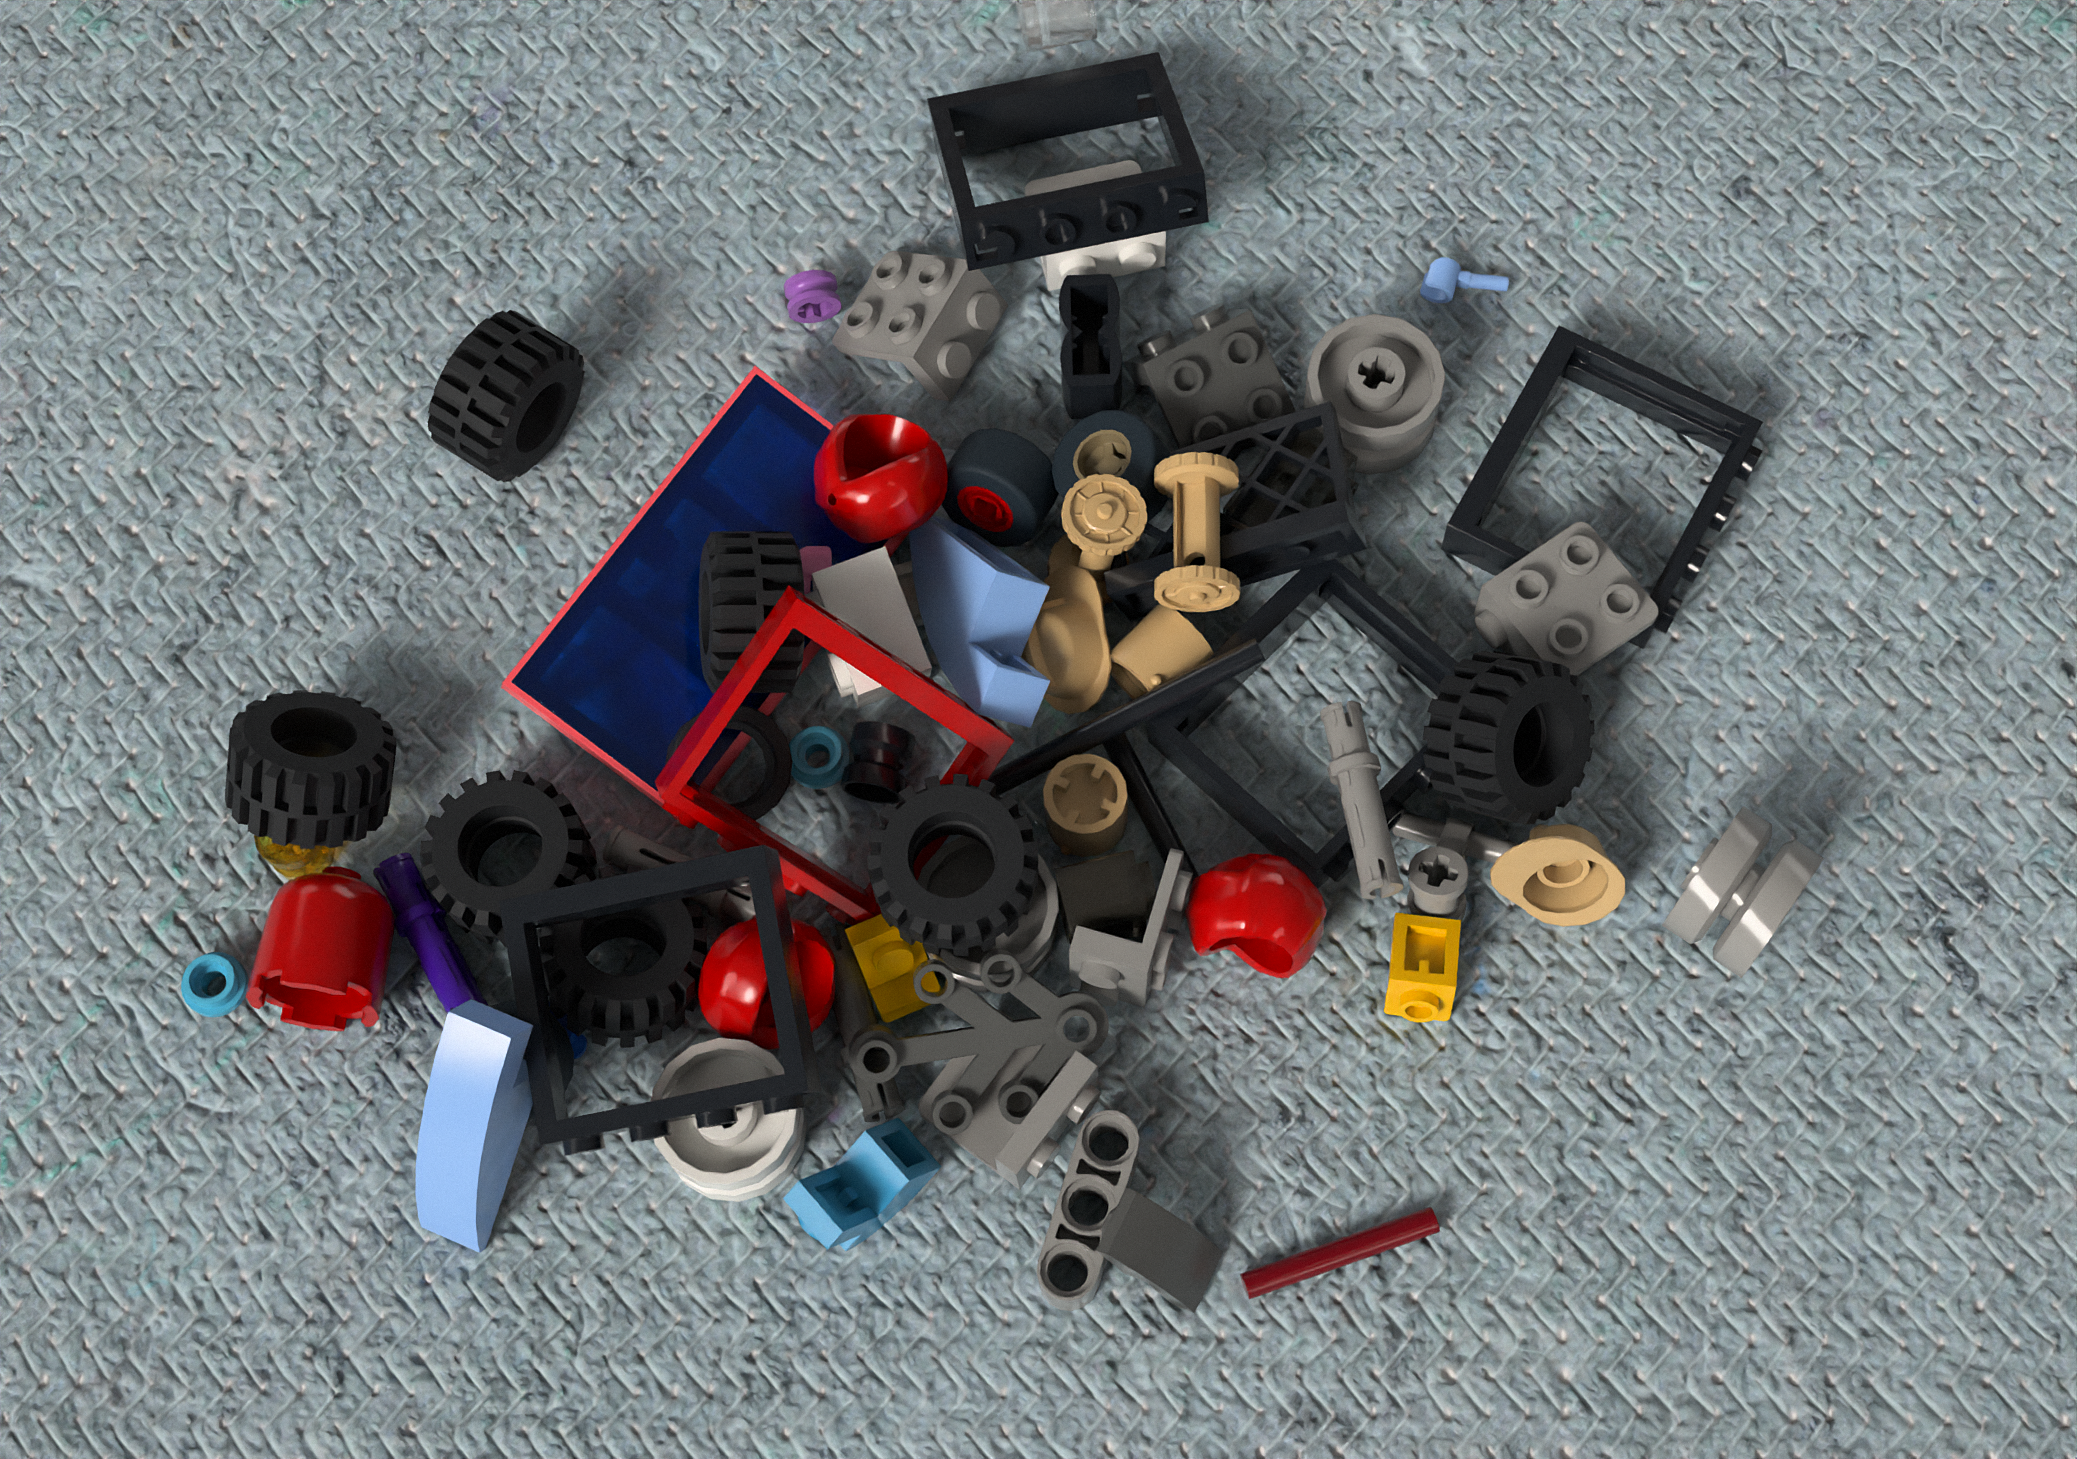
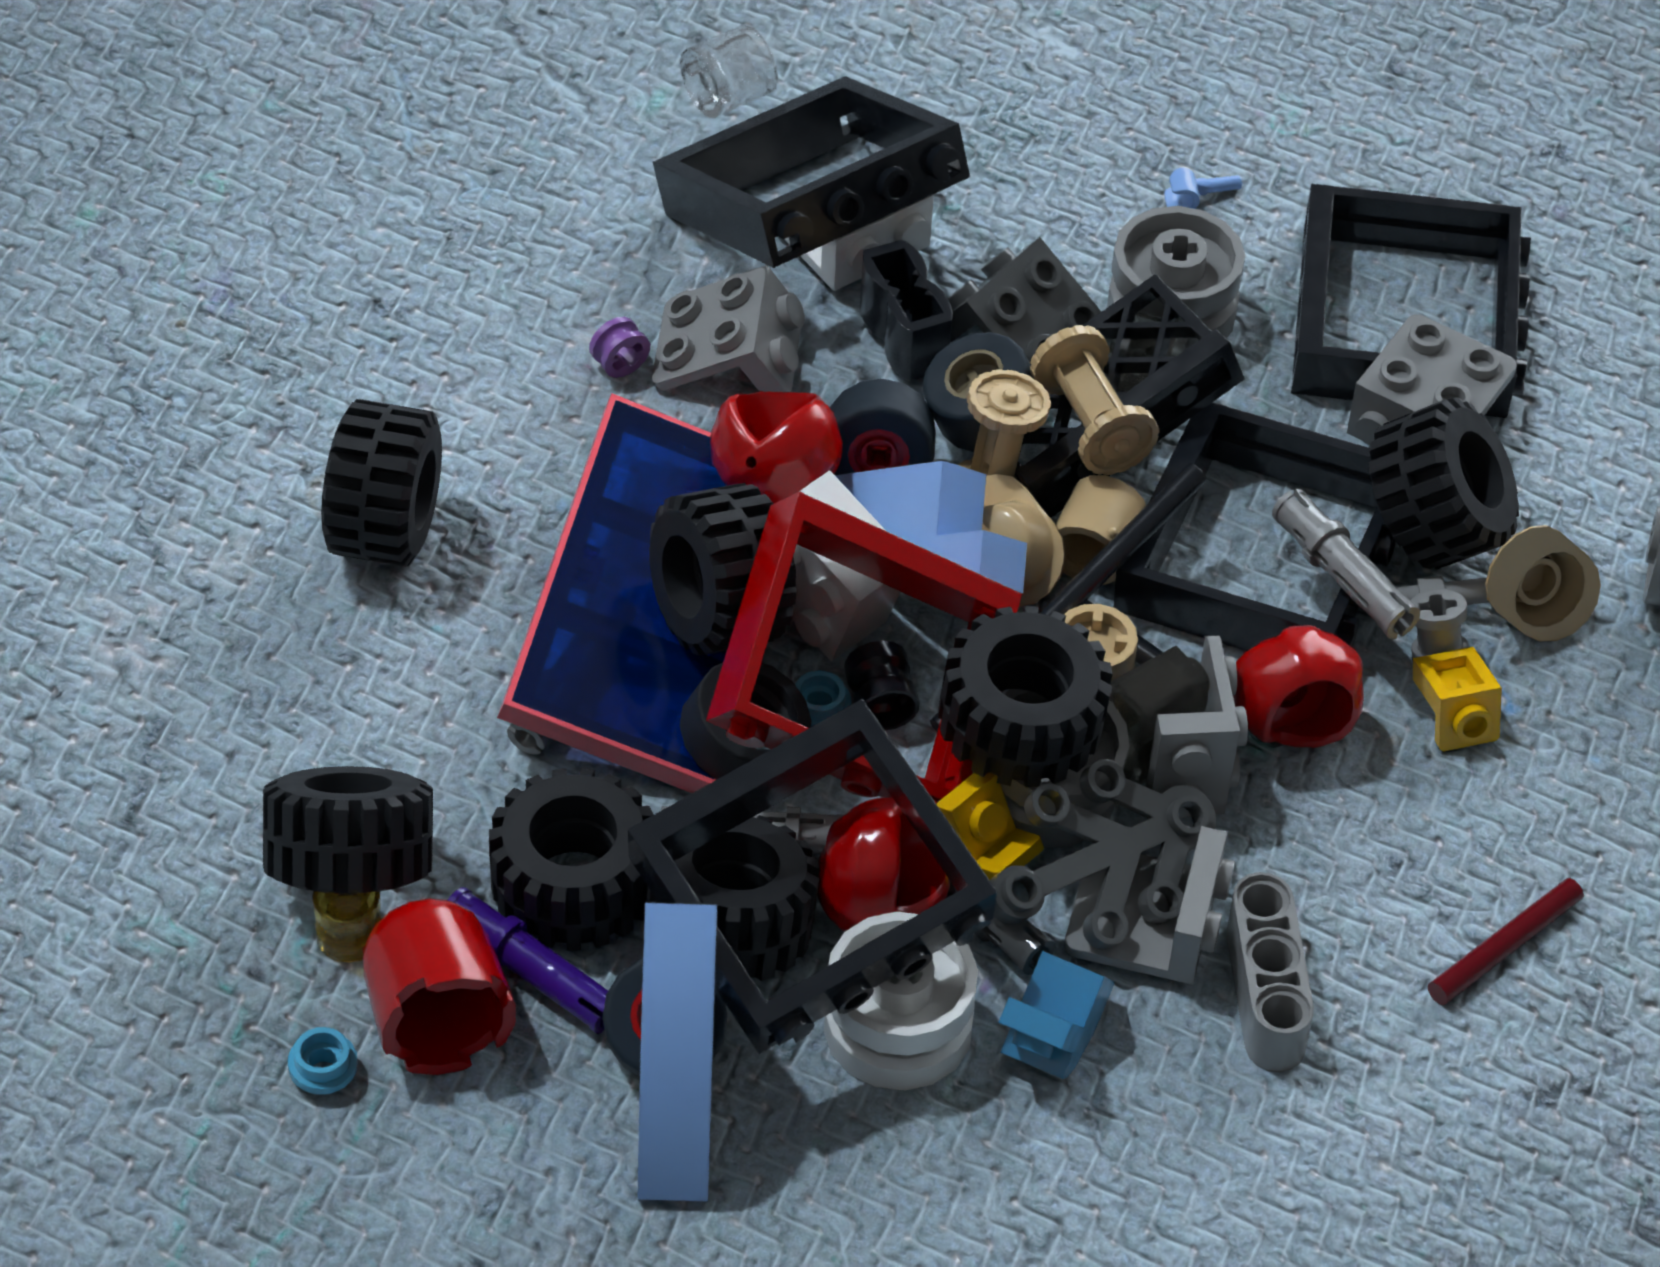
camera: 30 degrees left, 20 degrees down
(1159, 1250) = (1353, 968): dark grey slope -> none

